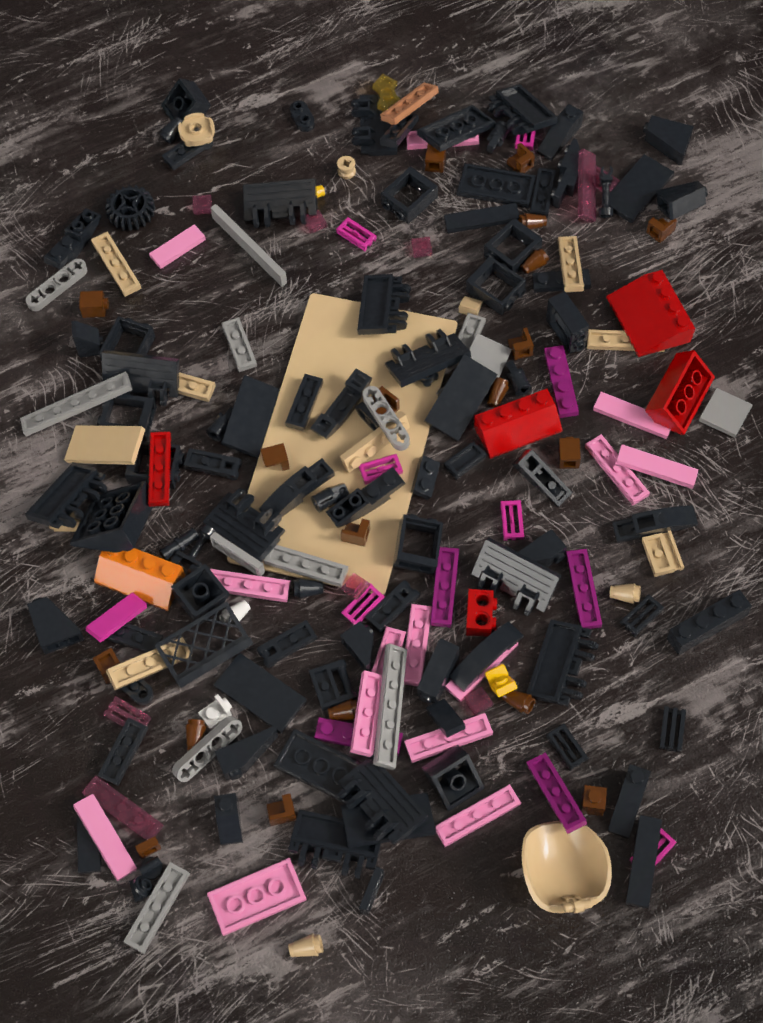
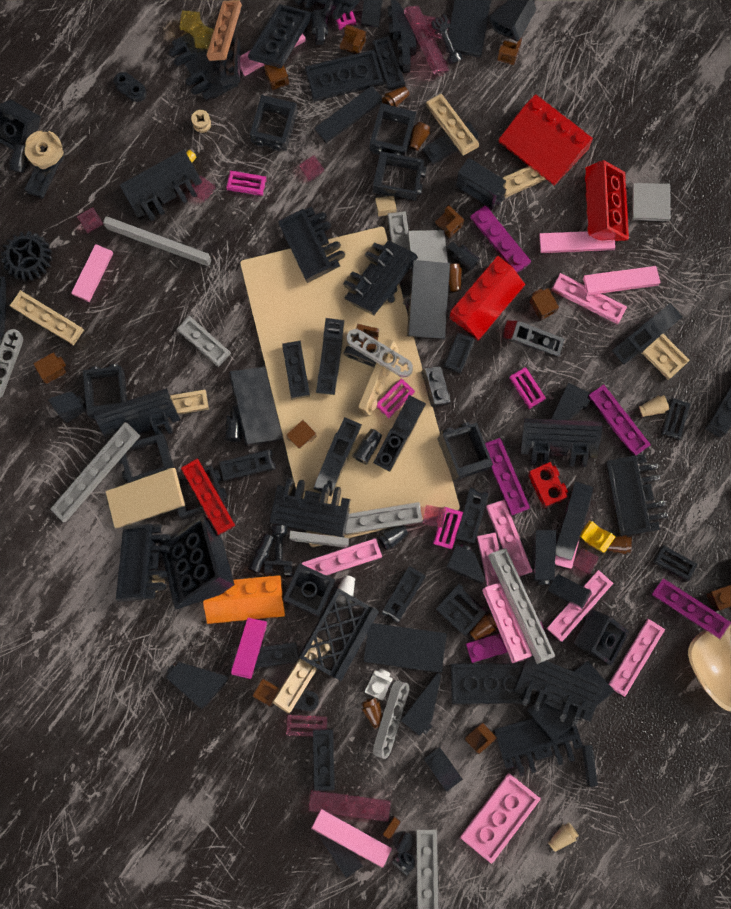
camera: 30 degrees left, 15 degrees up
(356, 533) = (407, 467): reddish brown panel -> none

